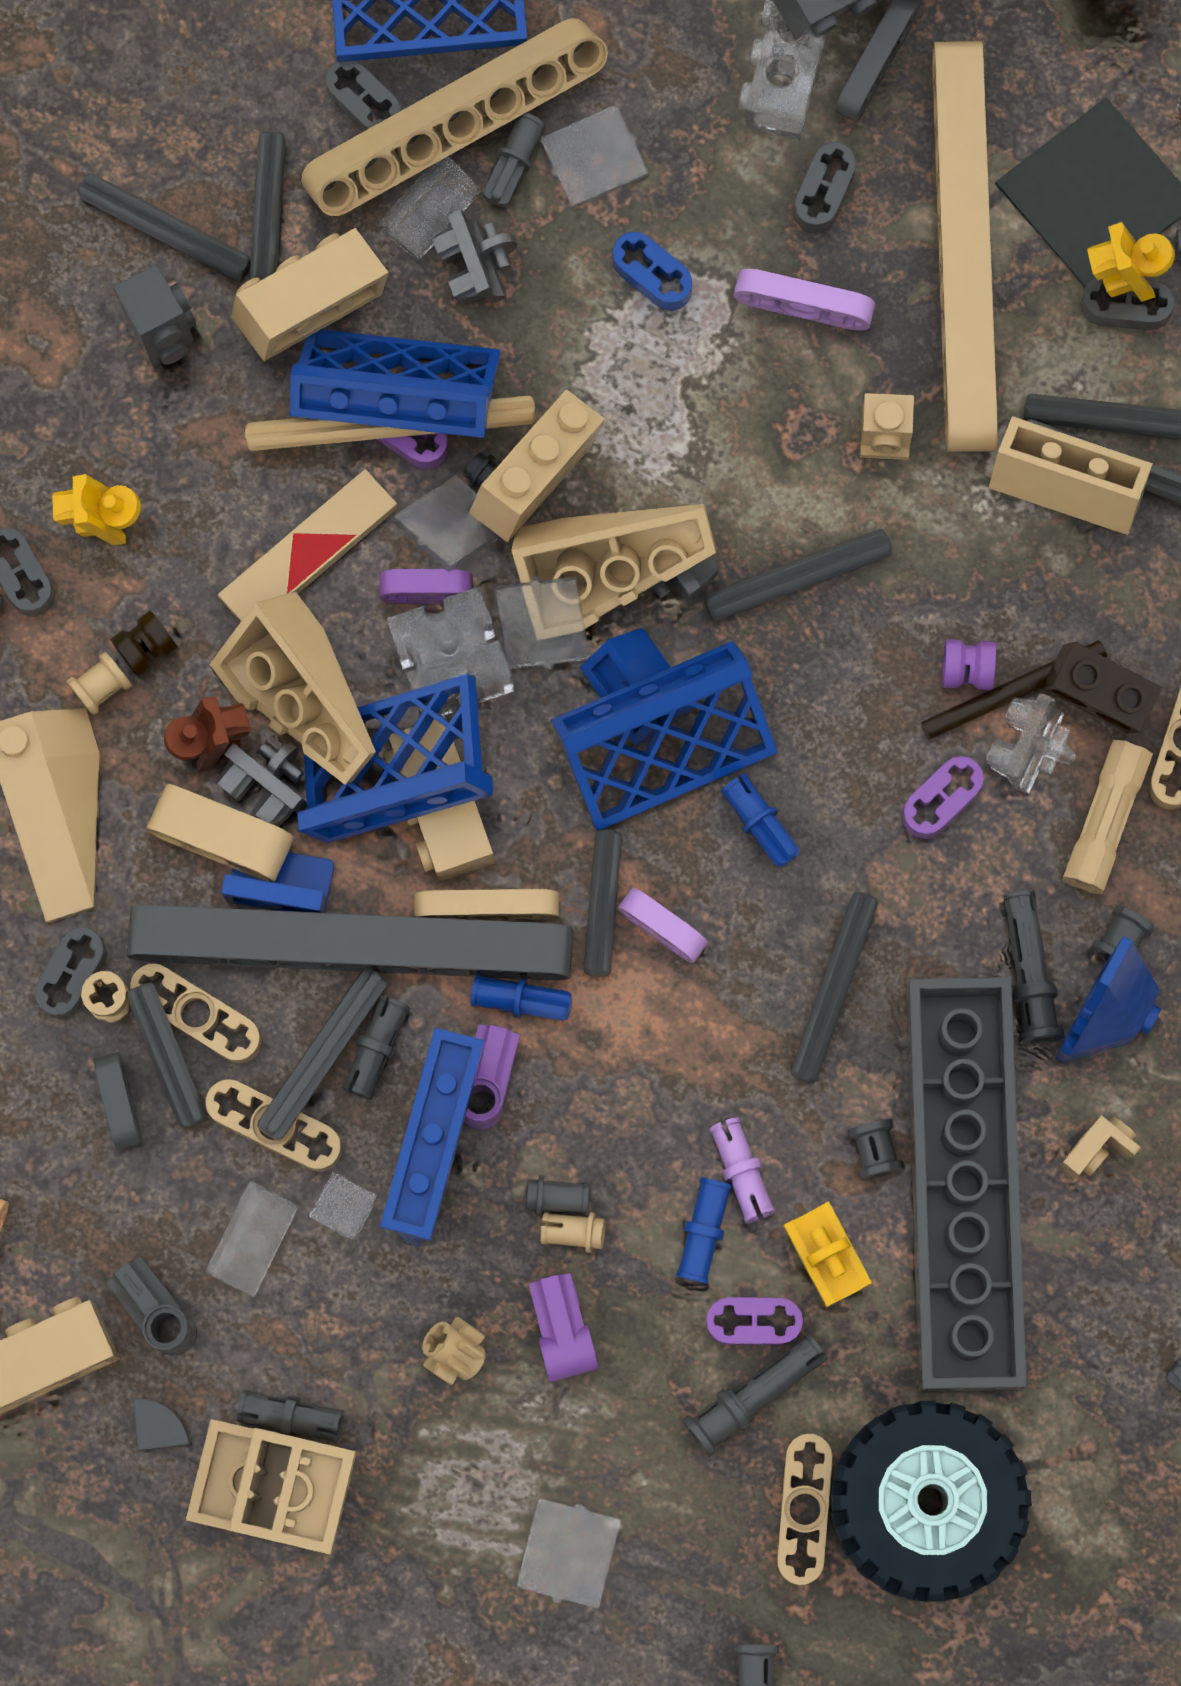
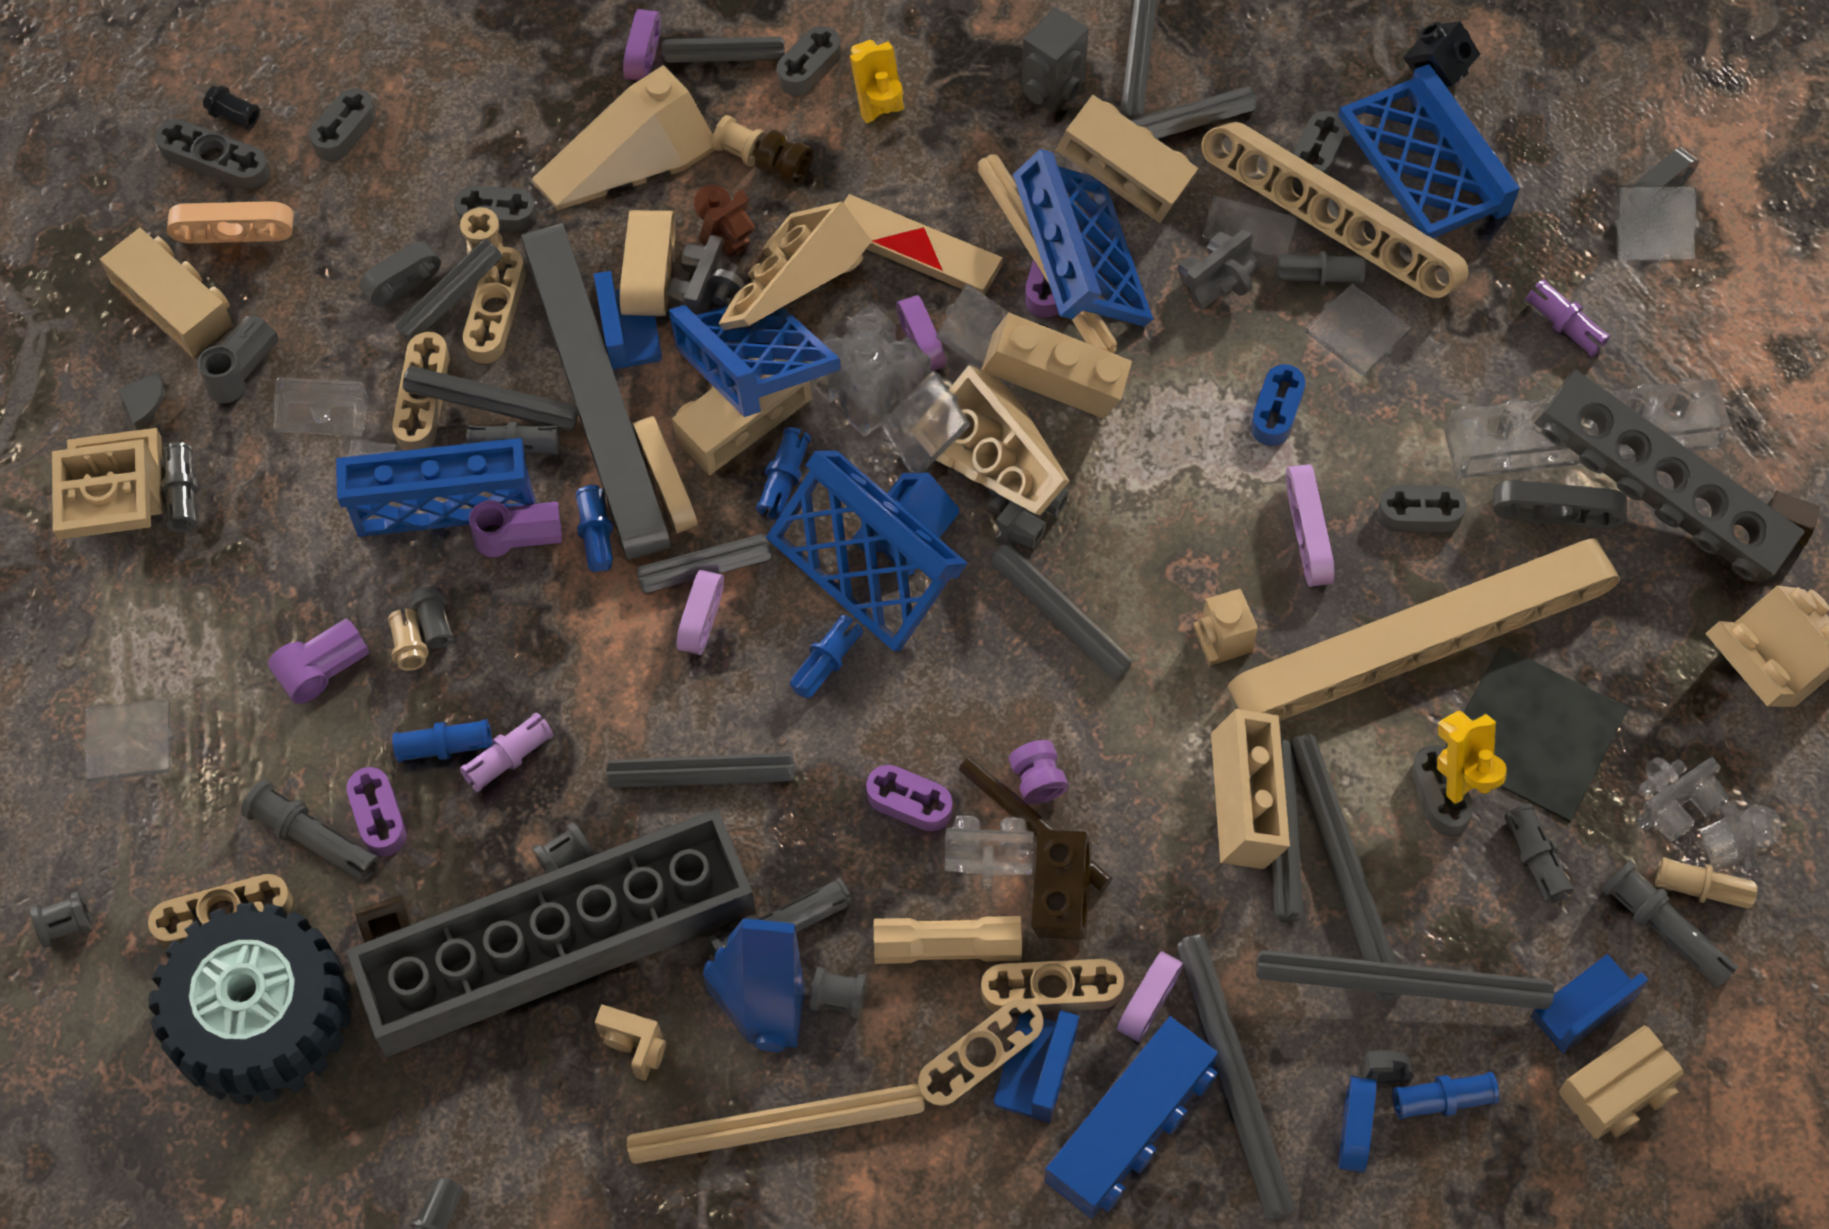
camera: 65 degrees right, 15 degrees down
(453, 1350) = (270, 582): tan gear -> none
(533, 785) = (783, 473): none -> blue pin
(827, 1254) = (450, 841): yellow hips -> none
(880, 1350) = (382, 918): none -> dark brown slope

